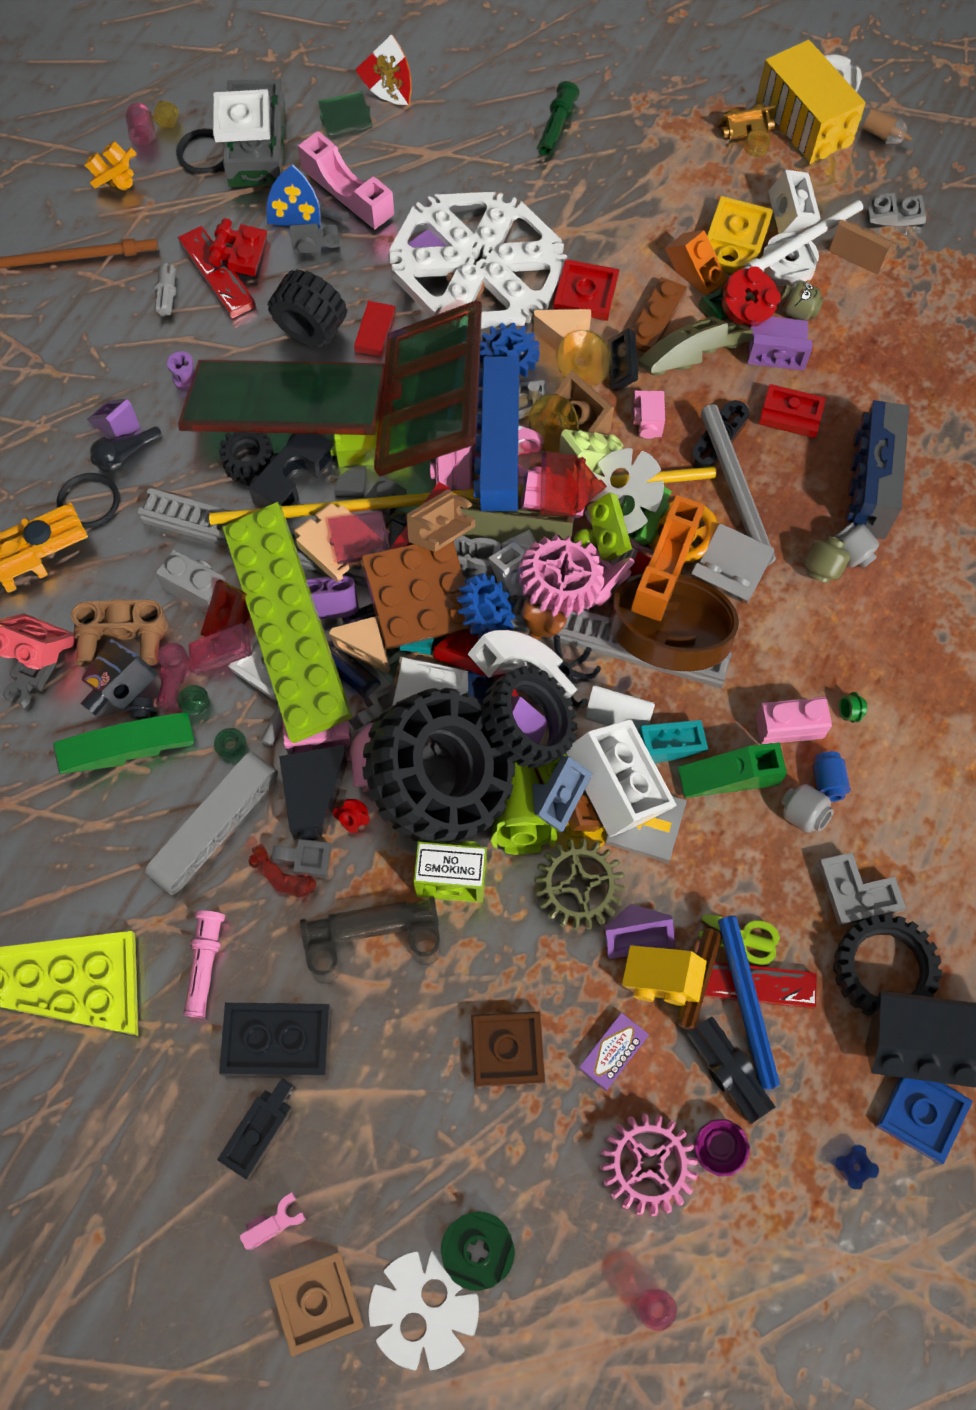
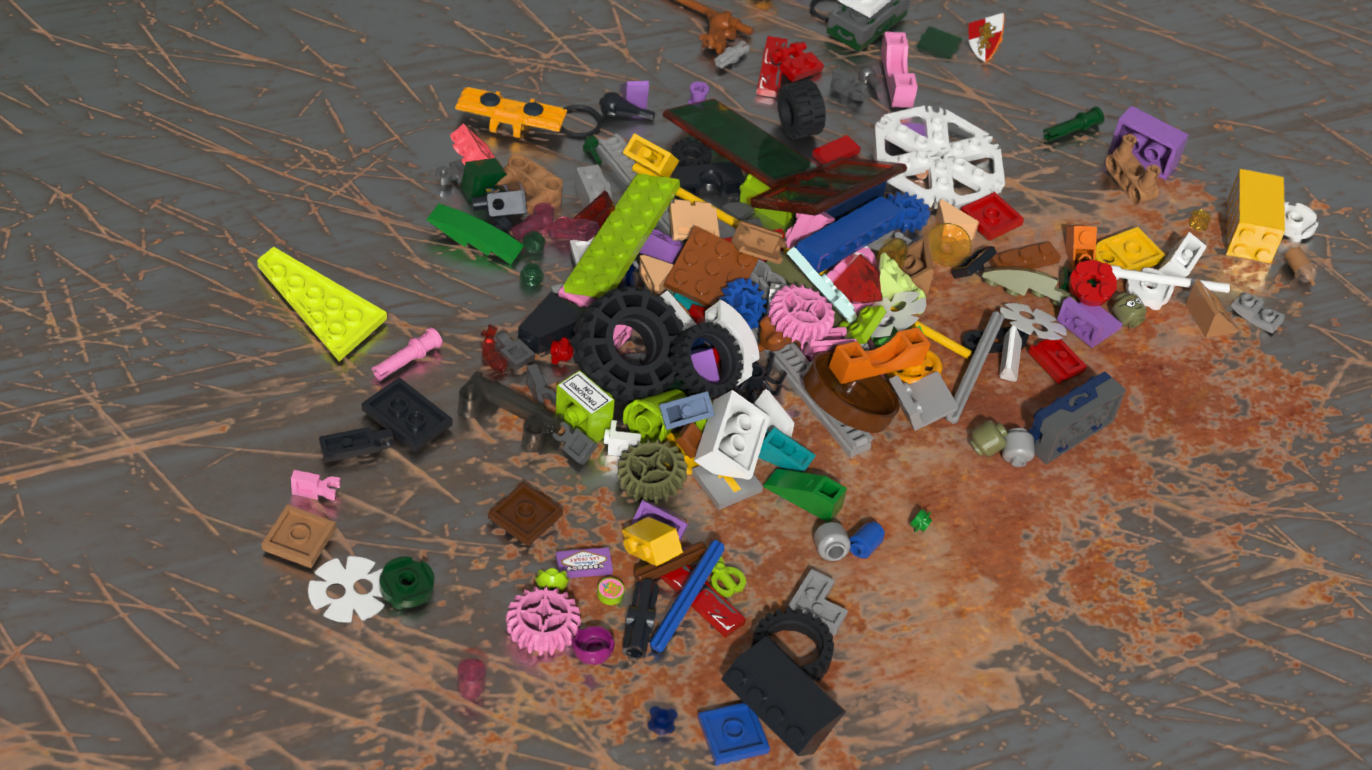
camera: 35 degrees right, 20 degrees down
(65, 666) = (479, 175): none -> dark green slope
(126, 267) = (718, 31): none -> dark orange animal
(130, 525) = (589, 146): none -> dark green hand
(211, 823) = (481, 300): light grey beam -> none
(221, 496) = (650, 156): none -> yellow brick
(292, 200) = (853, 57): blue shield -> none
(358, 536) = (708, 221): clear pink piece -> none
(367, 877) = (536, 383): none -> flat silver plate
(478, 916) = (577, 443): none -> dark grey plate
(519, 875) = (619, 441): none -> white bracket
(583, 530) = (825, 286): none -> light aqua wing
(611, 1108) = (553, 579): none -> lime plate
(648, 88) = (1156, 140): none -> medium lavender brick
(649, 413) = (960, 298): bright pink brick -> none
(663, 138) = (1130, 174): none -> medium nougat piece
(667, 1059) = (610, 591): none -> tile
(736, 398) = (1026, 324): none -> white piece
(737, 121) = (1195, 198): pearl gold hinge -> none
(753, 444) = (1010, 355): none -> white slope
(793, 720) = (873, 496): bright pink brick -> none

